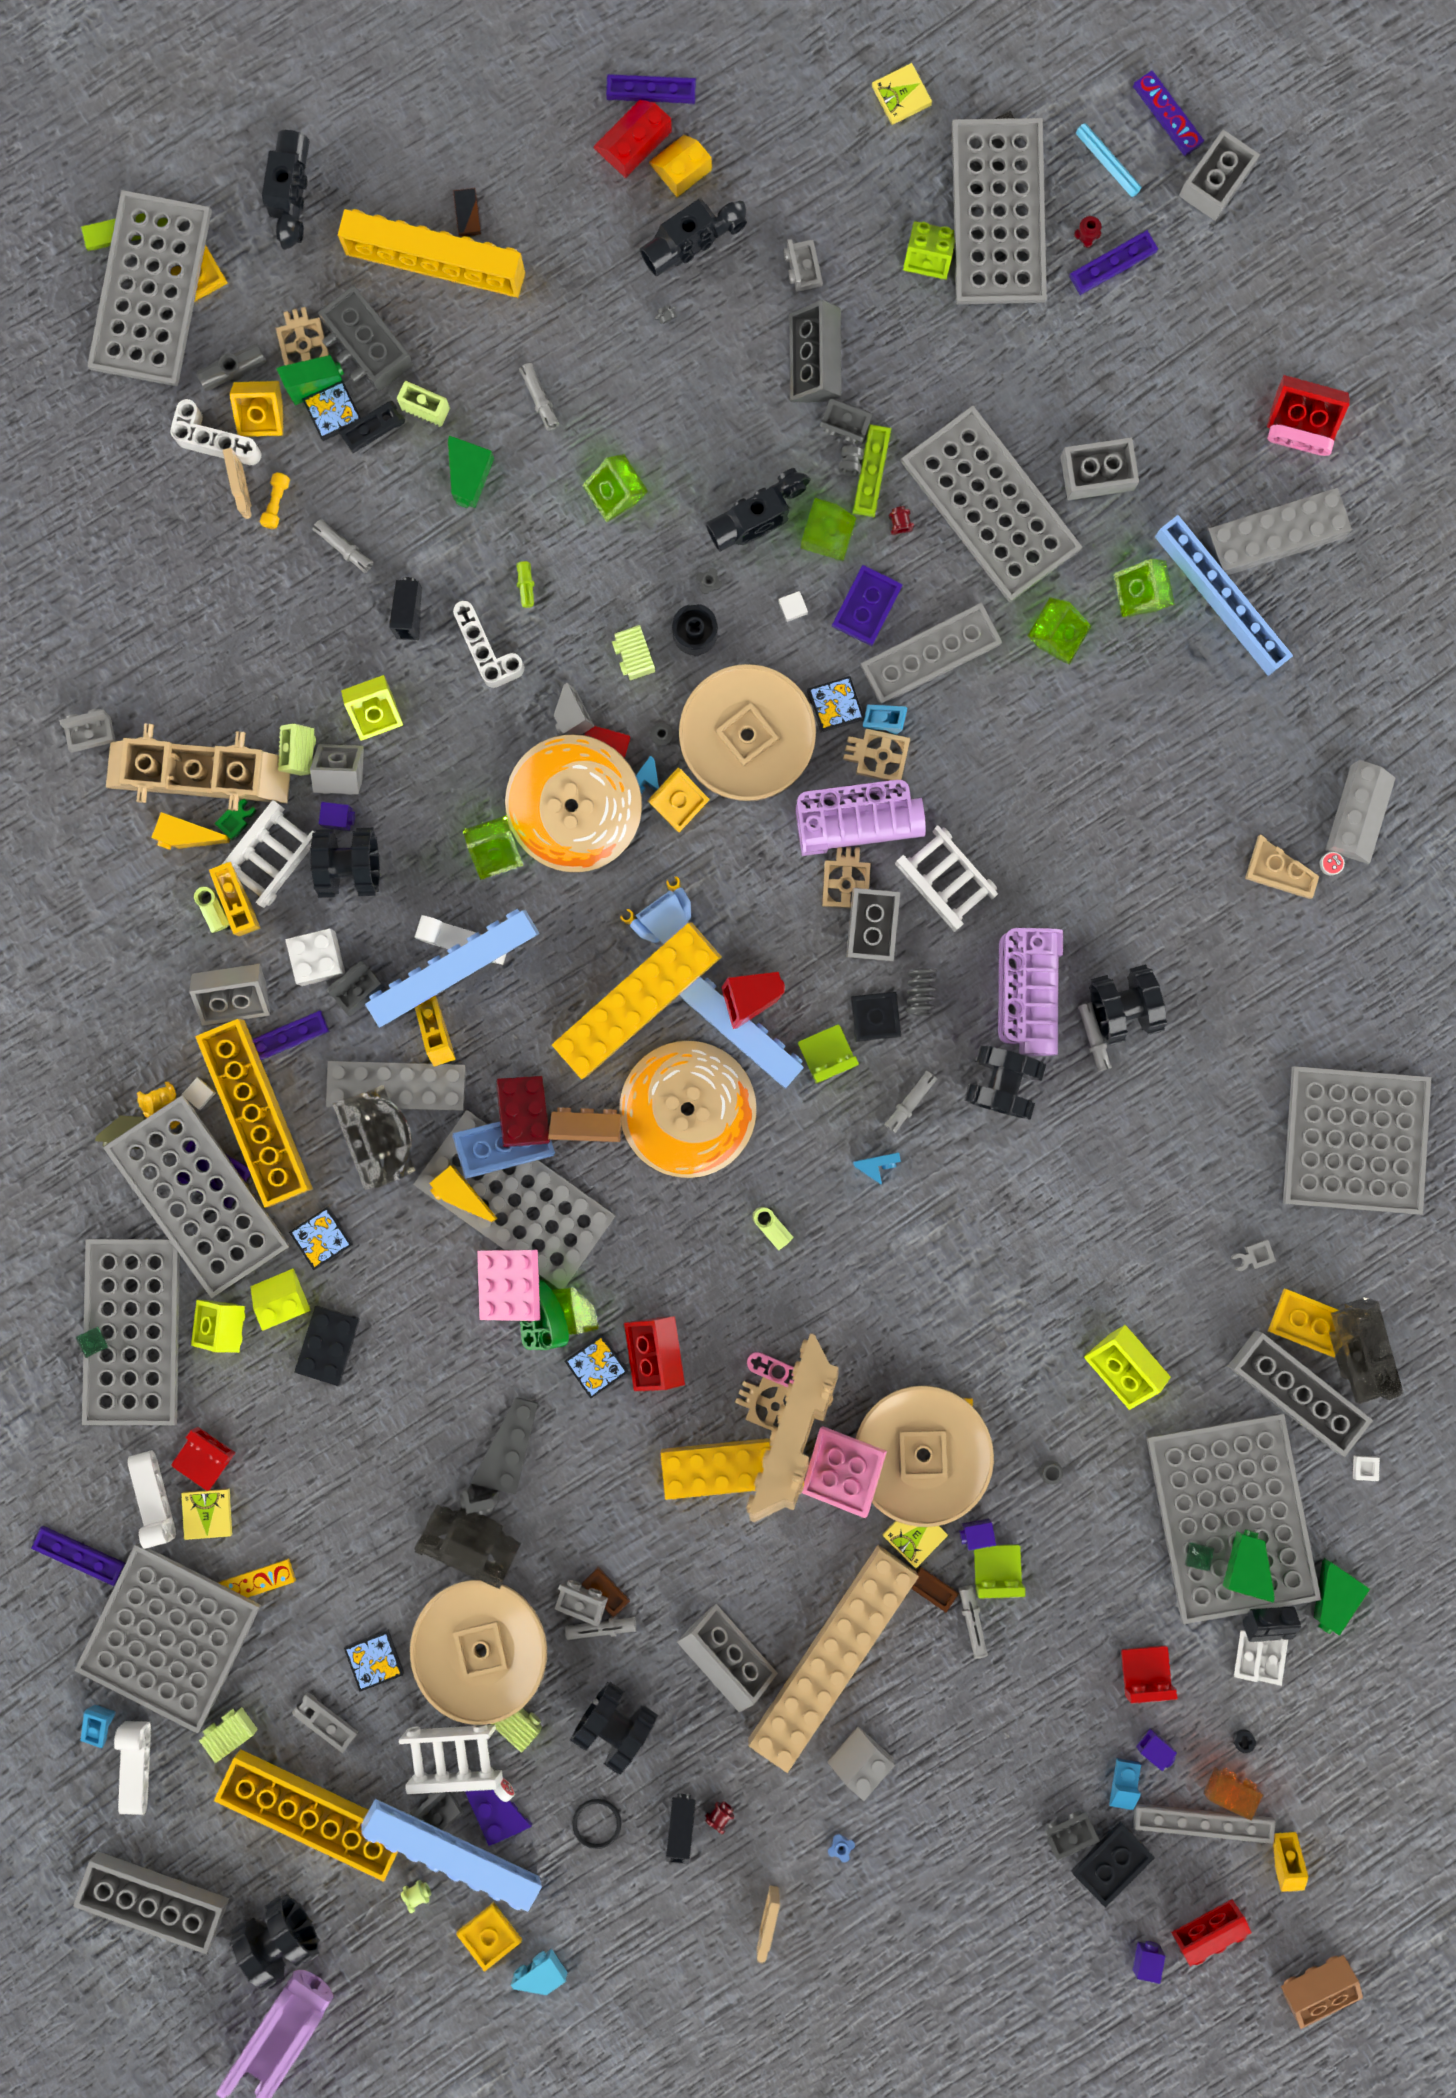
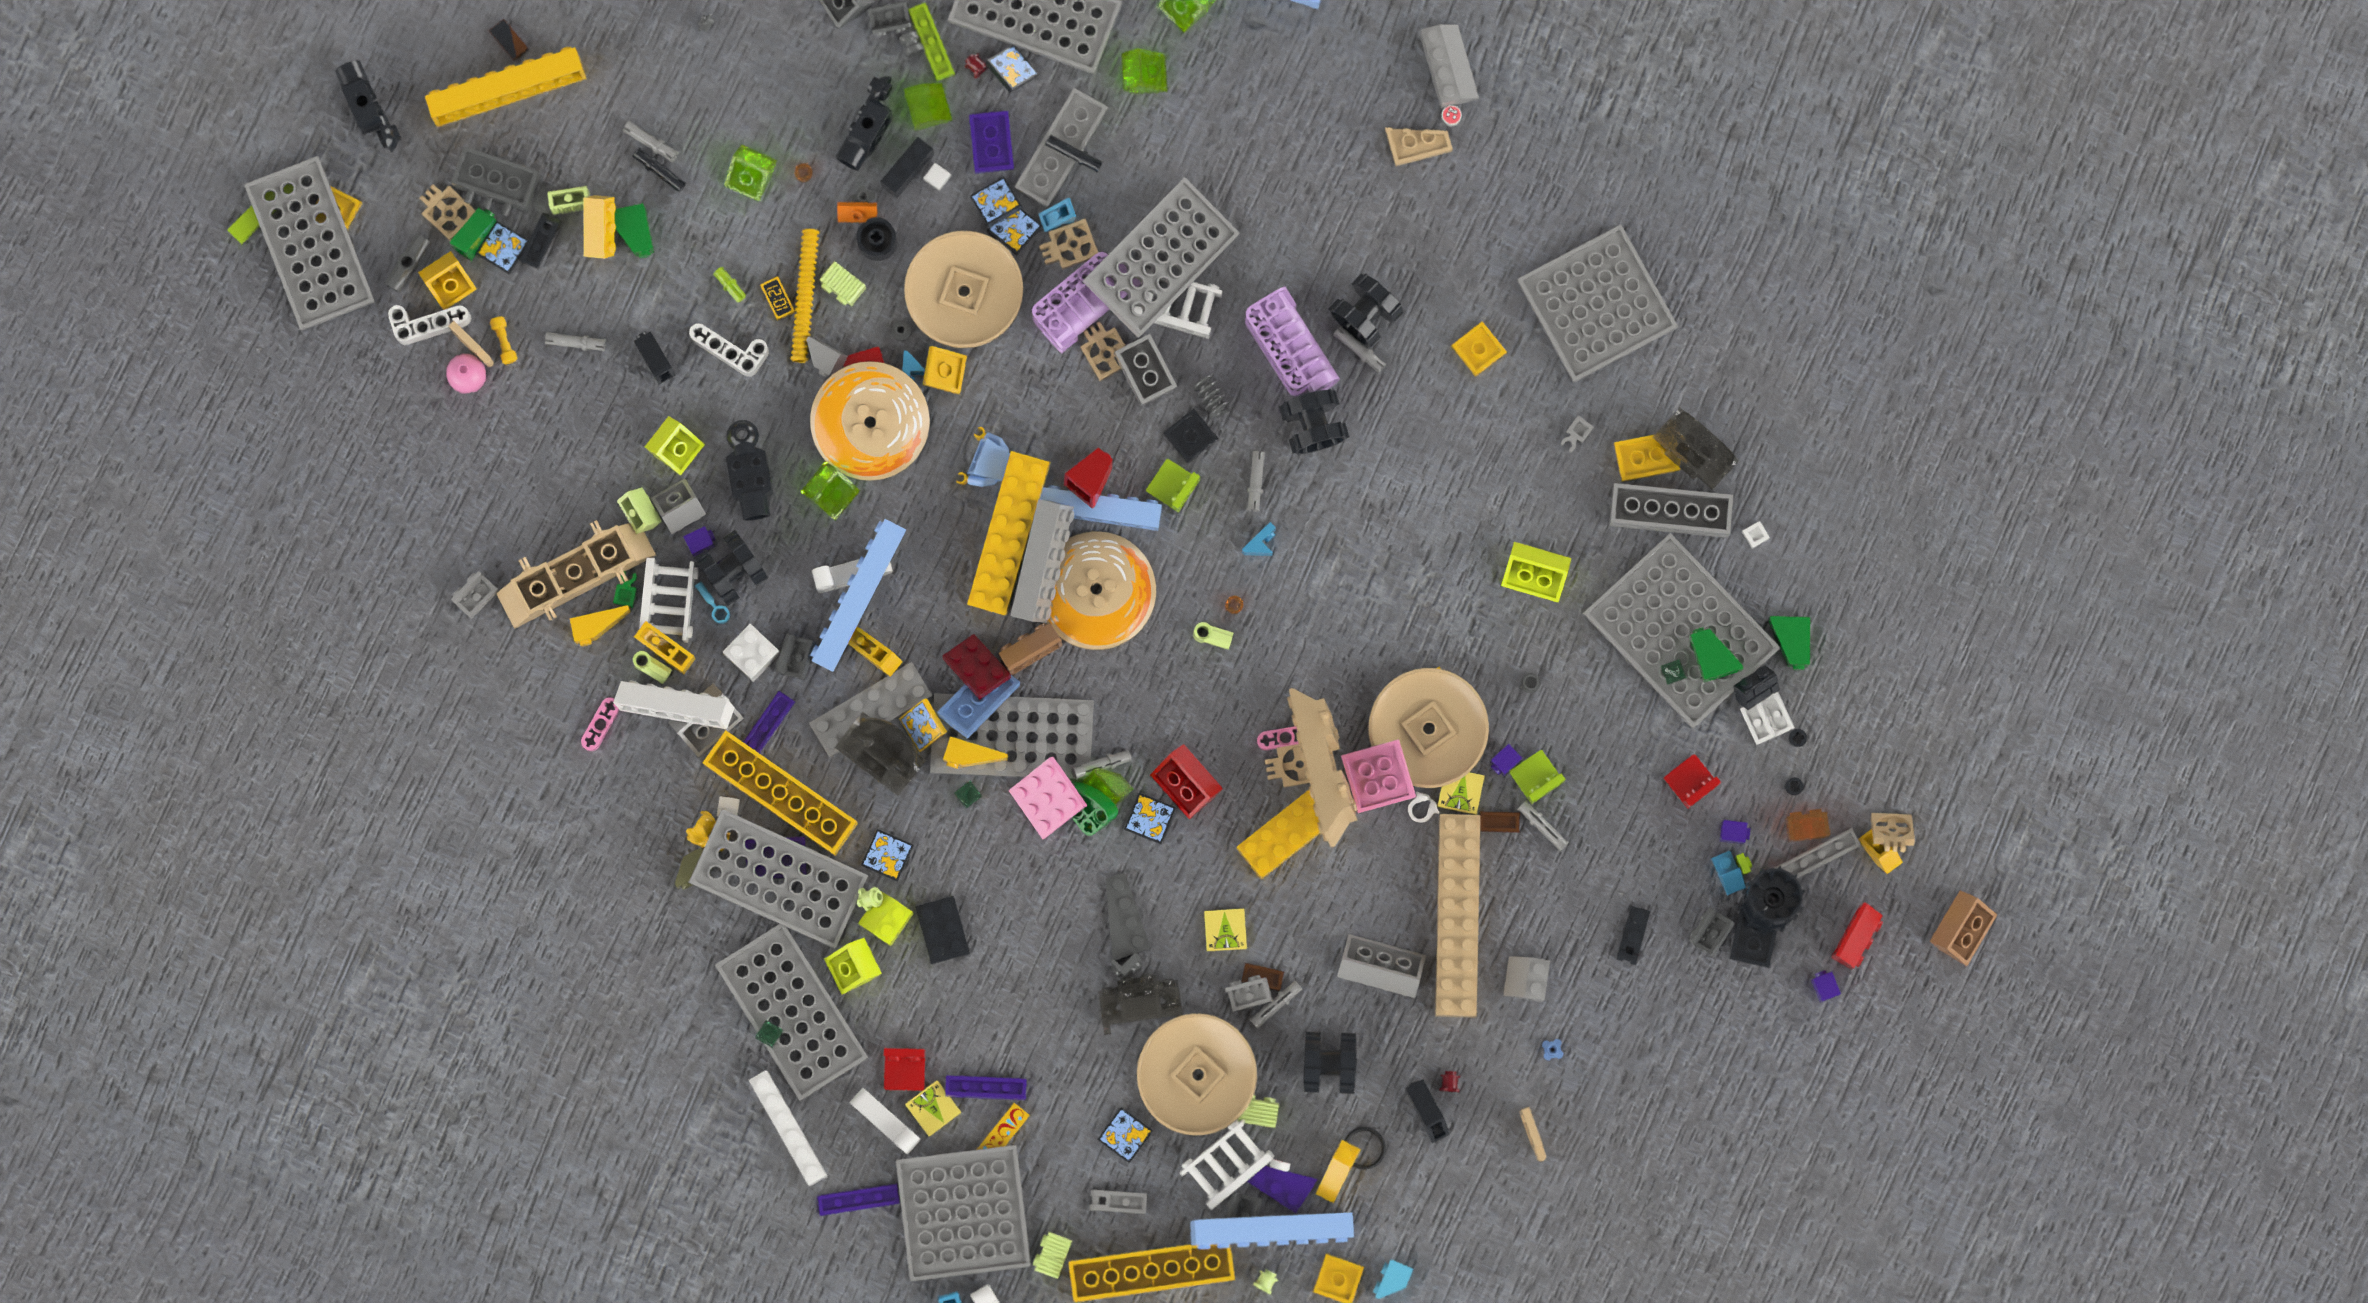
camera: 30 degrees left, 5 degrees down
(53, 1445) = (788, 1128): none -> white brick
(117, 946) = (588, 734): none -> bright pink beam
(203, 962) = (674, 704): none -> white brick
(218, 510) = (466, 373): none -> bright pink cylinder
(268, 1528) = (985, 1087): none -> dark purple plate
(274, 1271) = (869, 898): none -> yellowish green brick
(311, 888) = (710, 600): none -> medium azure piece
(426, 778) = (749, 471): none -> black brick
(433, 446) = (599, 226): none -> yellow brick
(434, 1135) = (923, 725): none -> tile
(435, 1229) = (967, 794): none -> clear green tile
(526, 420) = (652, 164): none -> black pin
(558, 1832) = (1338, 1171): none -> yellow slope
(563, 627) = (777, 298): none -> tile
(585, 1285) = (1109, 761): none -> light grey pin
(591, 640) = (804, 295): none -> yellow piece
(599, 1522) = (1225, 930): none -> light yellow tile
(650, 1050) = (1042, 561): none -> light grey brick
(664, 527) = (802, 166): none -> clear orange bush
(692, 590) = (856, 211): none -> orange plate
(769, 578) = (907, 167): none -> black brick
(805, 1212) = (1230, 609): none -> clear orange bush
(834, 667) = (996, 202): none -> tile
(875, 1535) = (1431, 810): none -> white piece
(932, 545) = (1011, 68): none -> tile
(942, 671) = (1077, 155): none -> black pin
(943, 791) = (1148, 256): none -> light grey piece
(992, 1785) = (1633, 934): none -> black plate
(1146, 1787) = (1744, 863): none -> lime plate
(1174, 1858) = (1769, 916): none -> black piece
(1211, 1110) = (1479, 349): none -> yellow tile
(1276, 1689) = (1793, 733): none -> black bush
(1308, 1867) = (1891, 838): none -> tan piece

